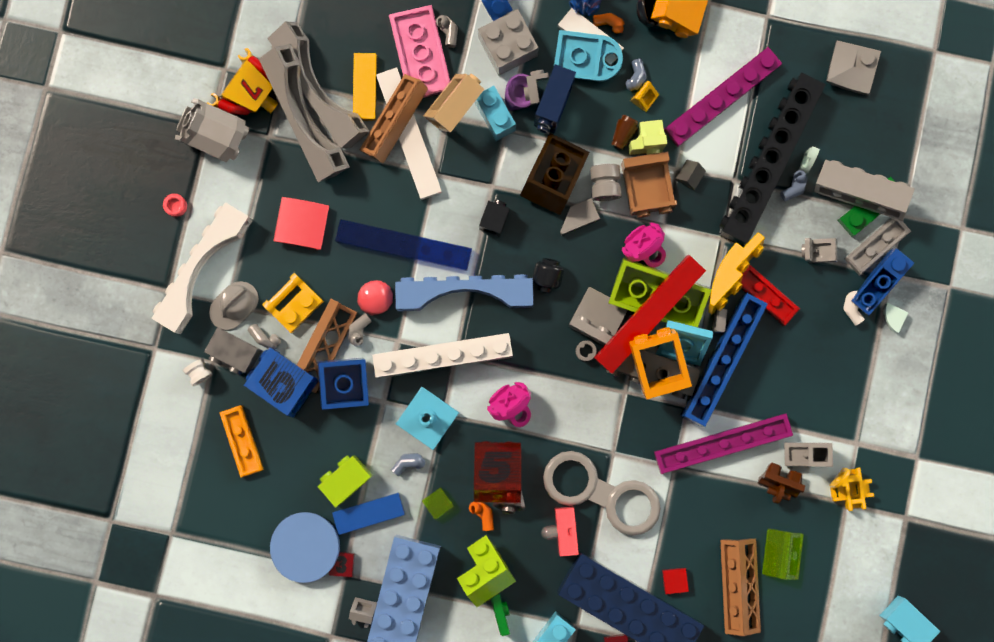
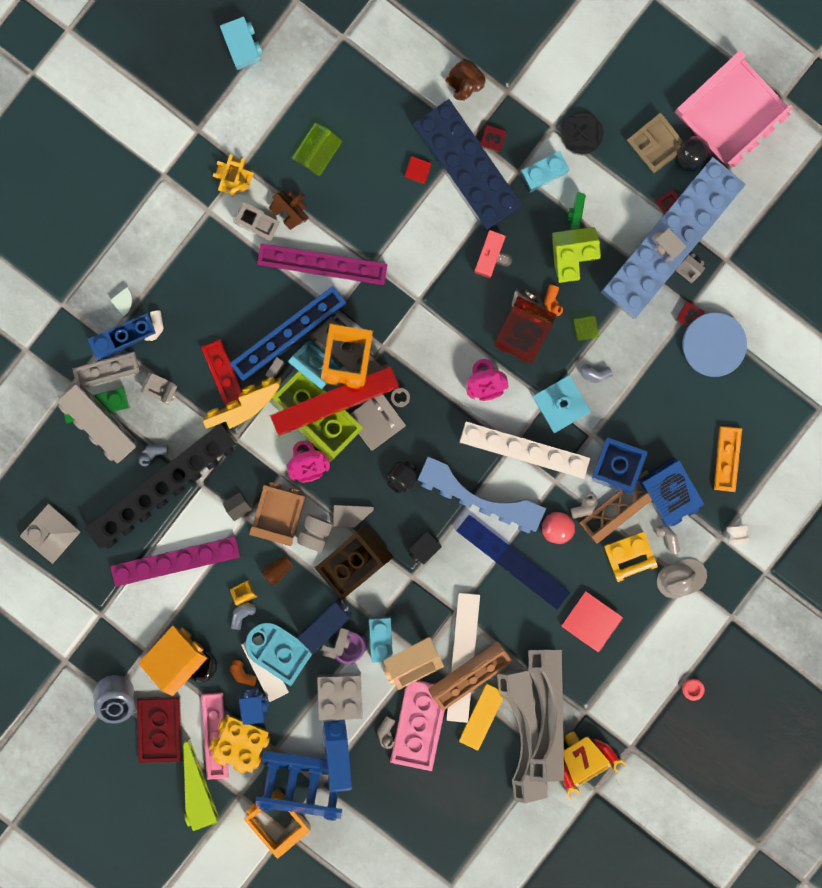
camera: 155 degrees left, 5 degrees up
(176, 307) = (731, 598): white arch -> none
(211, 130) = (632, 738): light grey brick -> none
(232, 351) = (700, 538): flat silver brick -> none
(345, 480) = (655, 384): lime brick -> none
(368, 513) = (648, 347): blue tile -> none
(396, 624) = (668, 244): none -> light grey brick
(602, 493) = (444, 271): light grey bar -> none
(650, 138) = (257, 553): yellowish green brick -> none
(737, 587) = (369, 140): medium nougat fence -> none
(809, 159) = (130, 470): light aqua tile -> none

